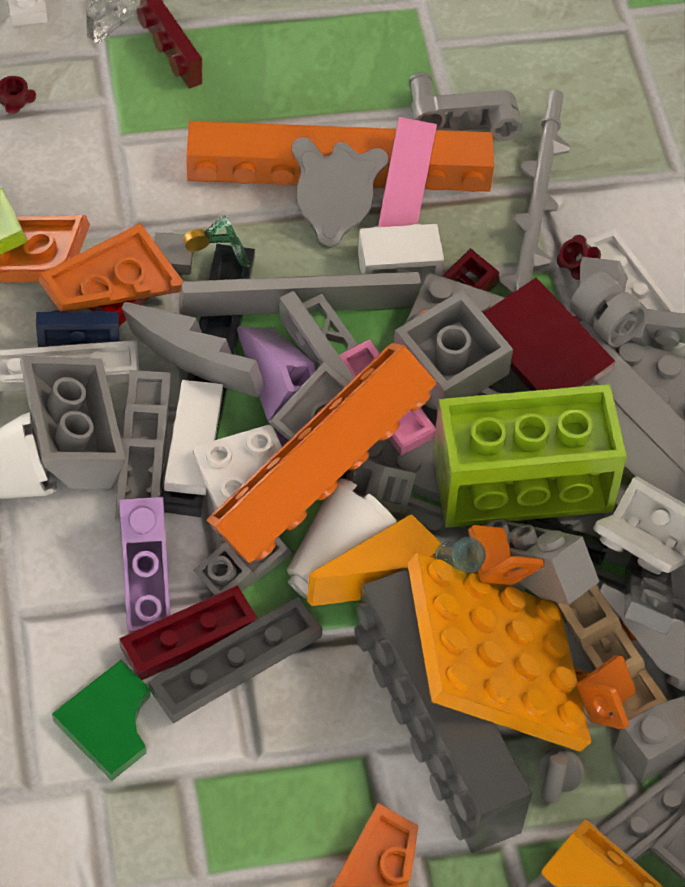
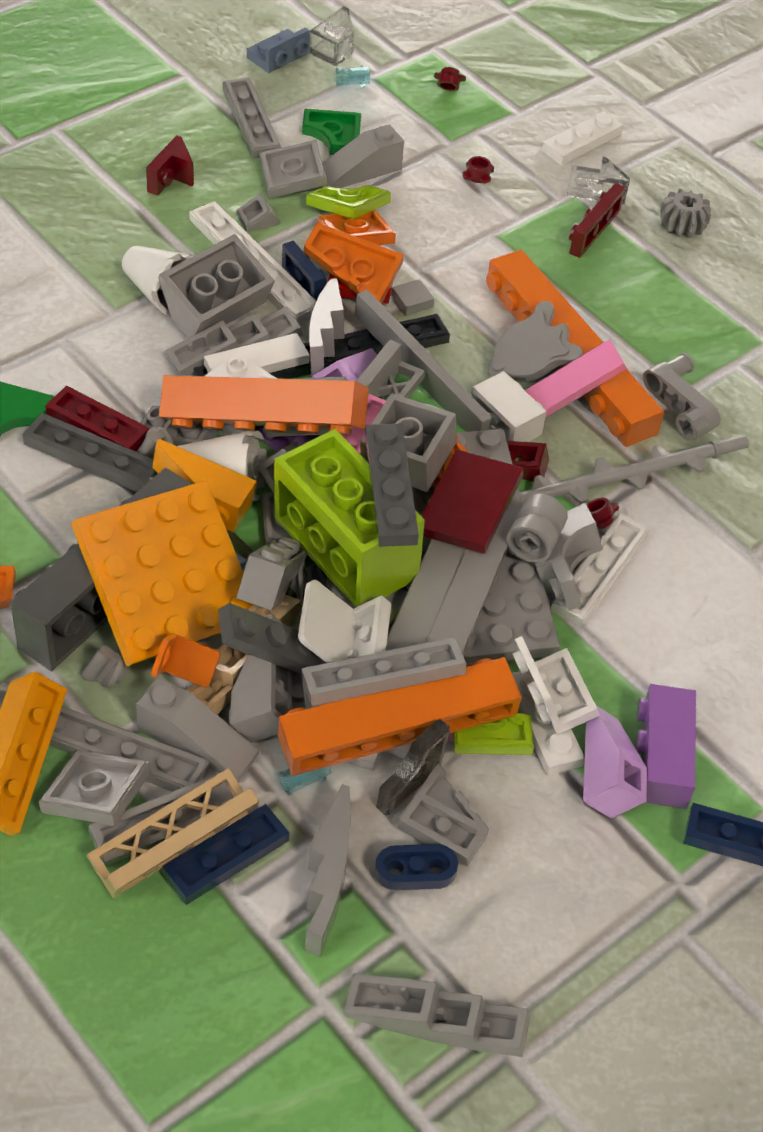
camera: 60 degrees right, 5 degrees down
(144, 561) = (140, 371): lavender slope -> none
(199, 239) = (425, 299): clear green piece -> none
(261, 590) = (152, 436): none -> light grey plate
(465, 554) = (227, 502): clear light blue pin -> none
(499, 564) = (246, 534): orange bracket -> none
(553, 387) = (391, 485): none -> dark grey plate

